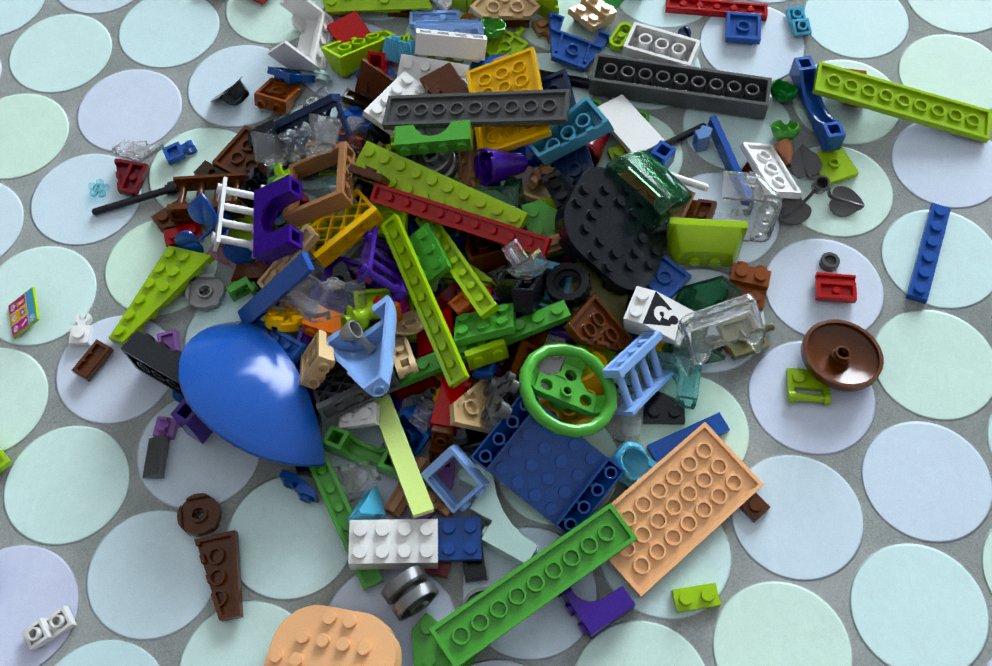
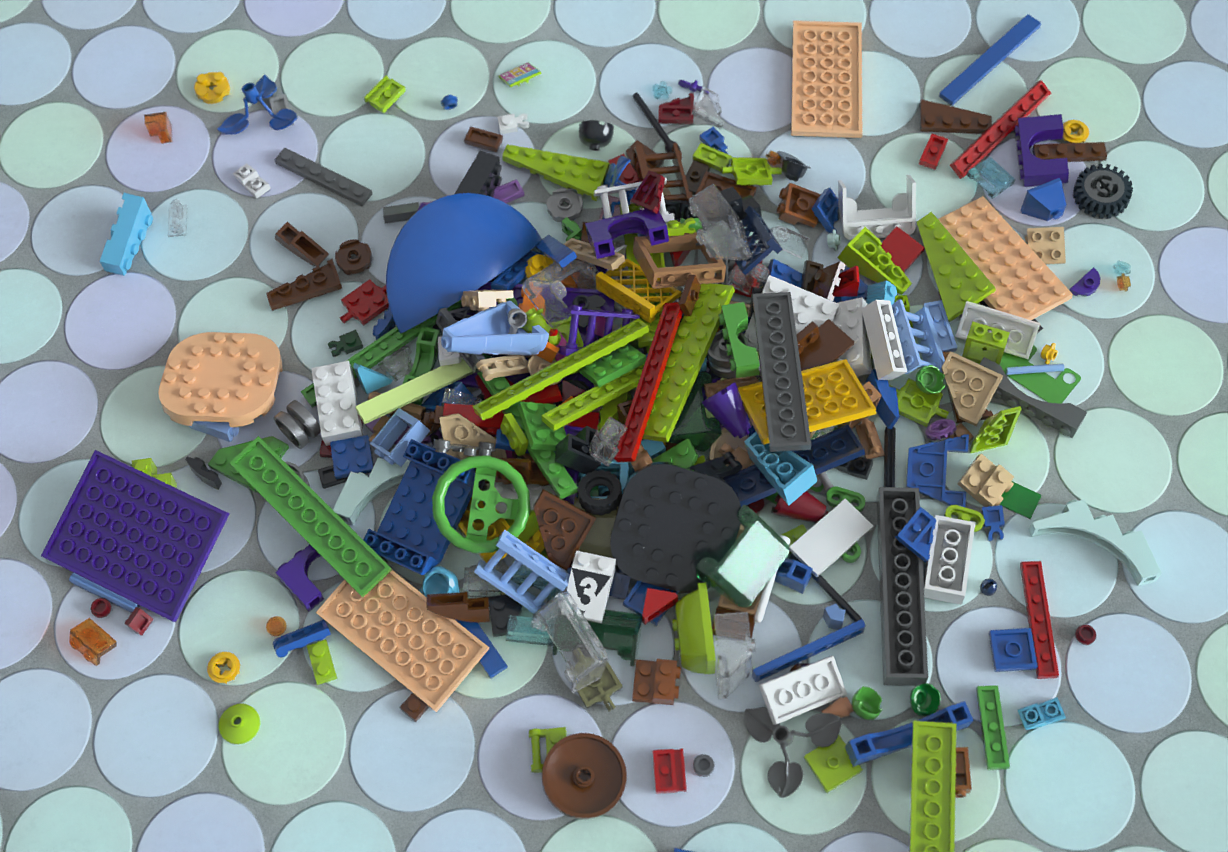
camera: 80 degrees right, 0 degrees up
(28, 389) = (449, 102): none -> blue plate
(74, 542) = (323, 176): none -> dark grey plate
(105, 160) = (693, 87): none -> dark purple piece
(132, 249) = (595, 134): none -> black cylinder
(142, 53) = (827, 79): none -> light nougat plate
(164, 573) = (301, 244): none -> reddish brown slope
(196, 156) = (711, 157): none -> lime plate
(216, 107) = (773, 158): none -> clear orange plate
(226, 124) = (751, 171): none -> lime plate
(239, 190) = (649, 192): none -> dark red wing
(263, 507) = (365, 302): none -> red plate
(309, 533) = (348, 342): none -> dark green plate
(533, 29) = (940, 429): none -> medium lavender gear
(627, 15) = (993, 519): none -> blue plate
(642, 57) = (918, 534): none -> blue wing
(649, 644) = (276, 626): none -> clear orange plate
(659, 442) = (459, 606): none -> reddish brown slope
(668, 615) = (300, 638): none -> blue plate
(678, 269) = (657, 603): none -> red slope
(821, 53) = (992, 727): none -> bright green plate

